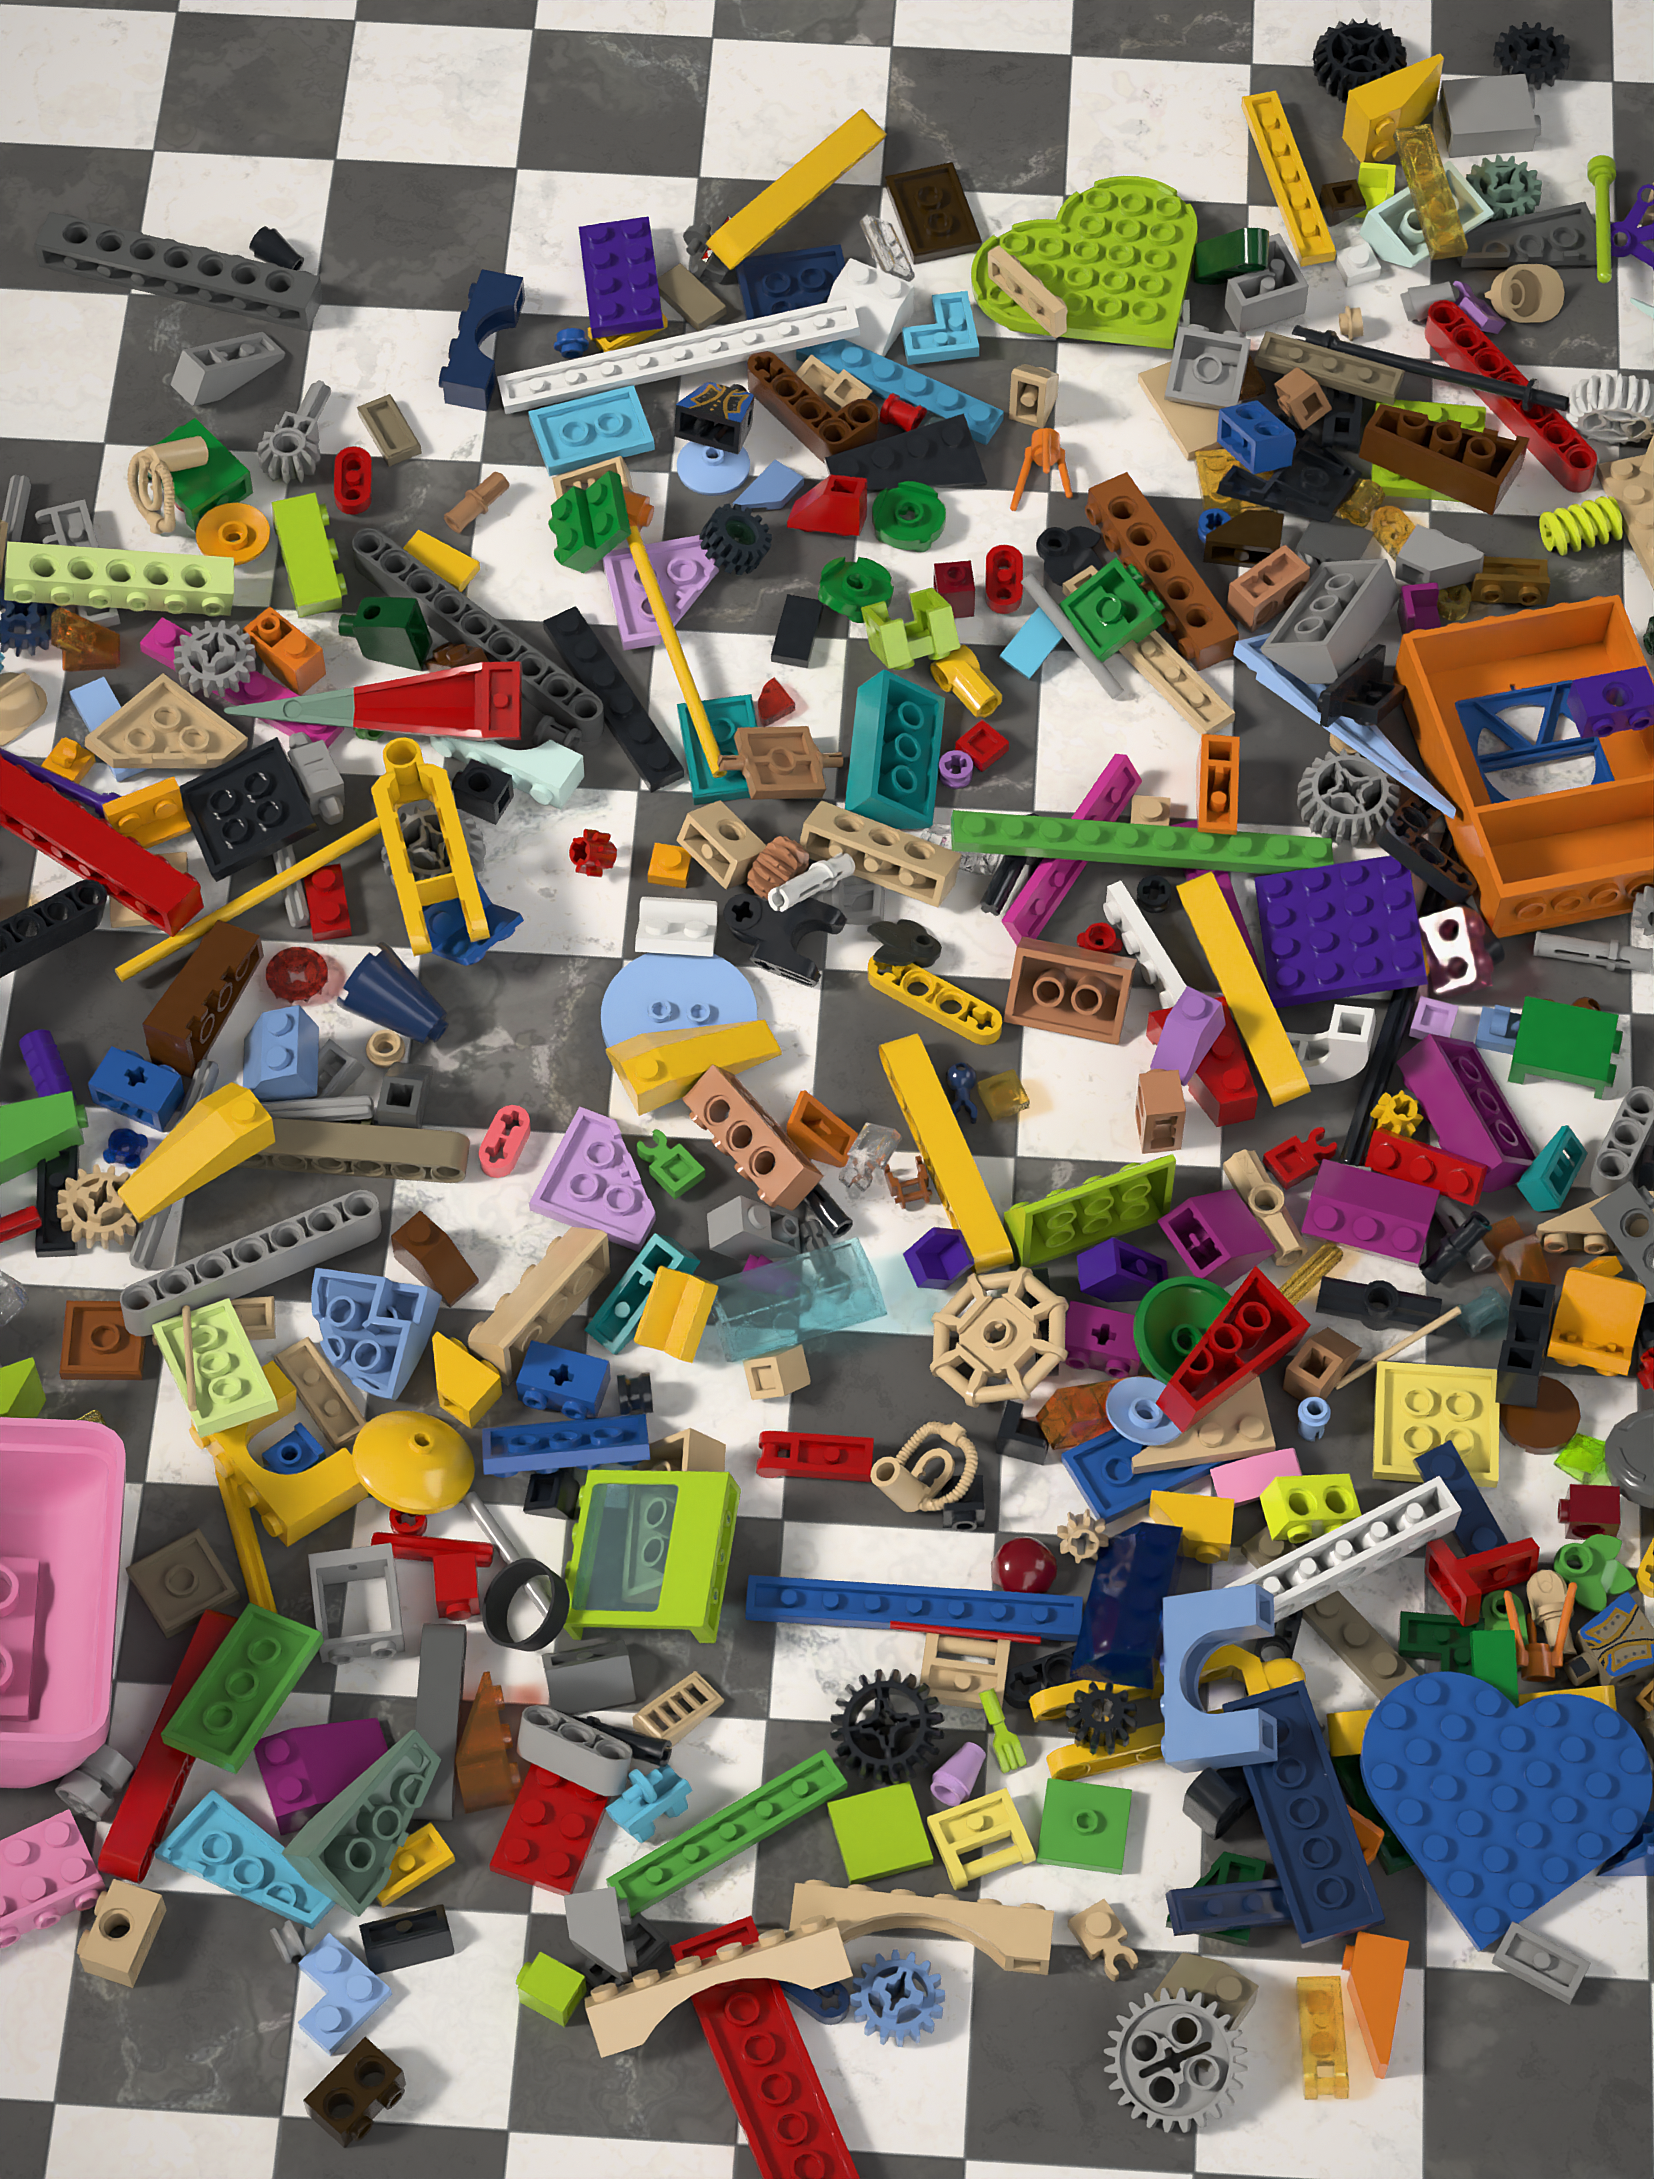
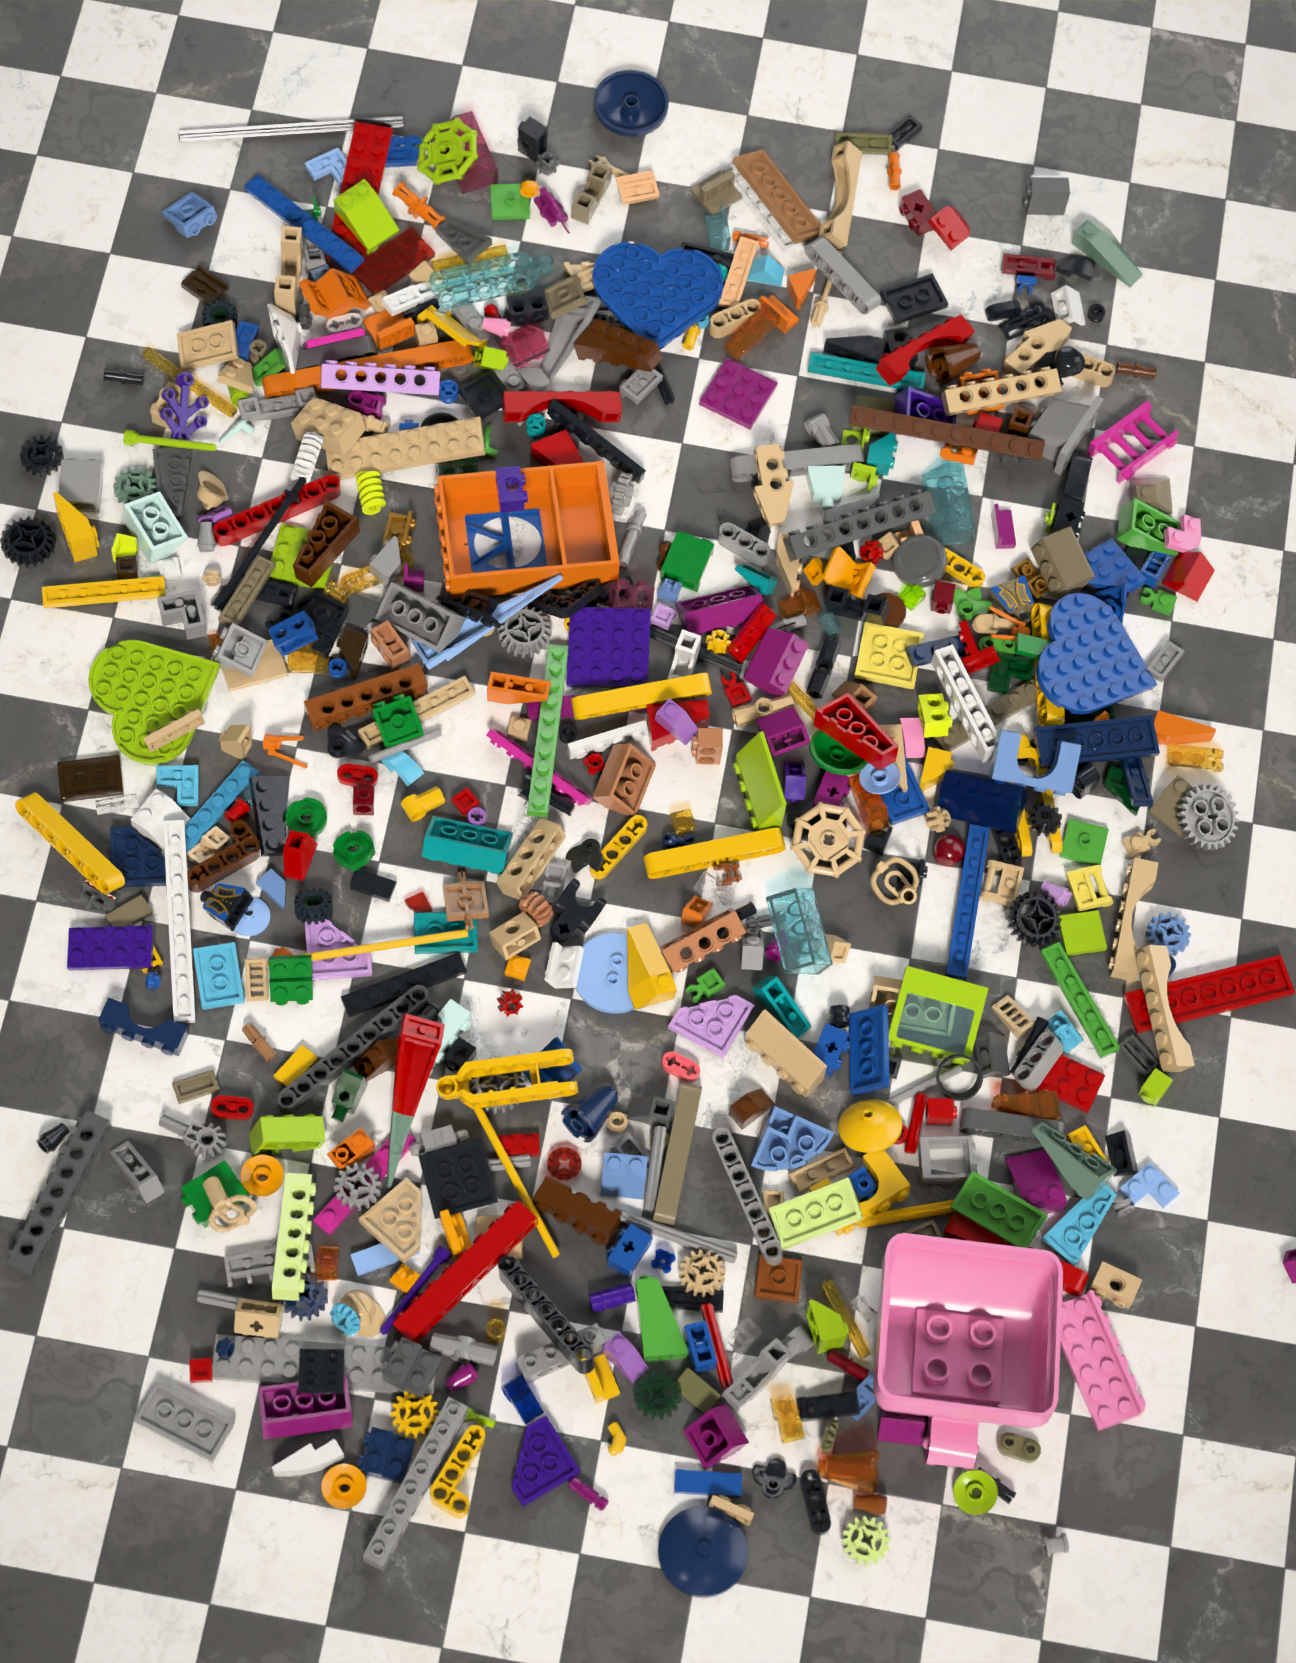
camera: 90 degrees left, 5 degrees up
(189, 1360) = (811, 1224): tan axle -> none
(202, 1146) = (676, 1209): yellow wedge -> none
(345, 2086) = (1198, 1184): dark brown brick -> none
(464, 1383) = (824, 1100): yellow slope -> none
(598, 1930) = (1130, 1058): light grey slope -> none
(676, 1313) = (802, 986): yellow panel -> none
(815, 1456) = (881, 935): red plate -> none
(820, 877) = (551, 886): white pin -> none
(900, 643) = (396, 821): lime piece -> none
(939, 1258) = (778, 862): dark purple panel -> none
(964, 1632) = (984, 880): red axle -> none
(1005, 1744) = (1041, 870): lime piece -> none
(1231, 255) = (169, 623): dark green beam -> none
(1302, 398) = (265, 609): medium nougat brick -> none
(1313, 1415) = (883, 705): light blue pin -> none
(1398, 1347) = (845, 657): tan axle -> none
(1430, 192) = (148, 516): clear yellow plate -> none
(1455, 1247) = (799, 626): black pin -> none

